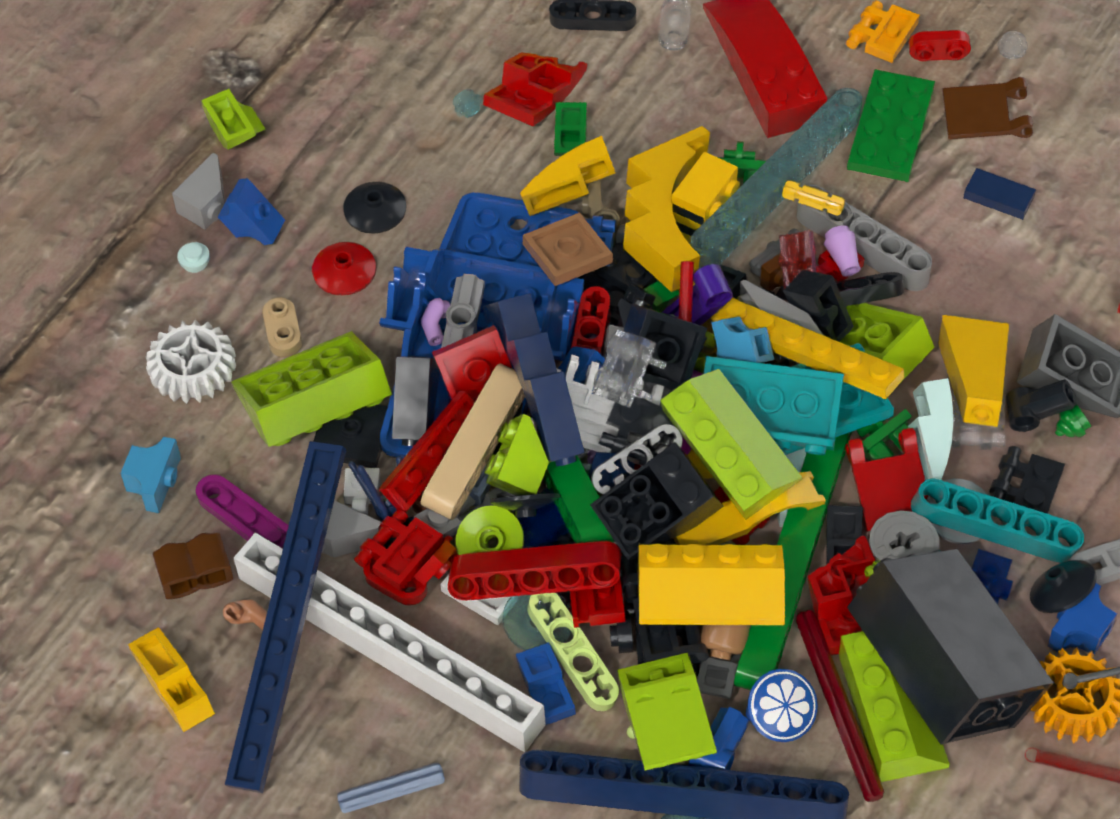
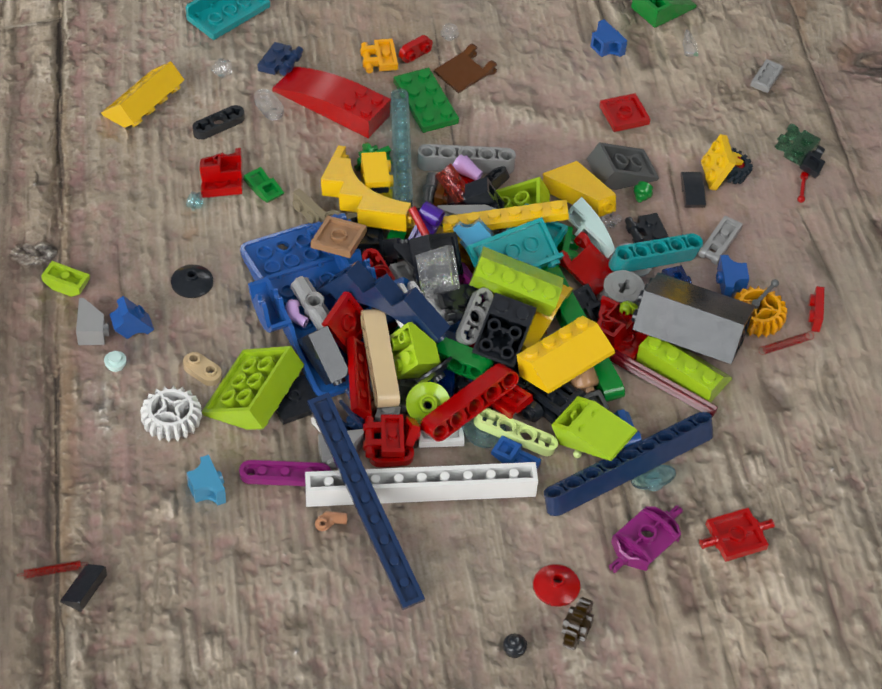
camera: 45 degrees left, 5 degrees down
(171, 679) = (322, 576): yellow slope -> none
(192, 565) = (277, 513): reddish brown brick -> none
(345, 277) = (205, 321): red dish -> none
(390, 787) = (487, 555): sand blue axle -> none
(568, 176) = (297, 203): yellow slope -> none
(782, 705) = (638, 395): dish -> none
(813, 197) = (430, 150): yellow axle -> none
(999, 193) = (508, 105): dark blue tile -> none
(1029, 406) = (625, 189): black piece -> none
(1063, 586) = (709, 266): black dish -> none

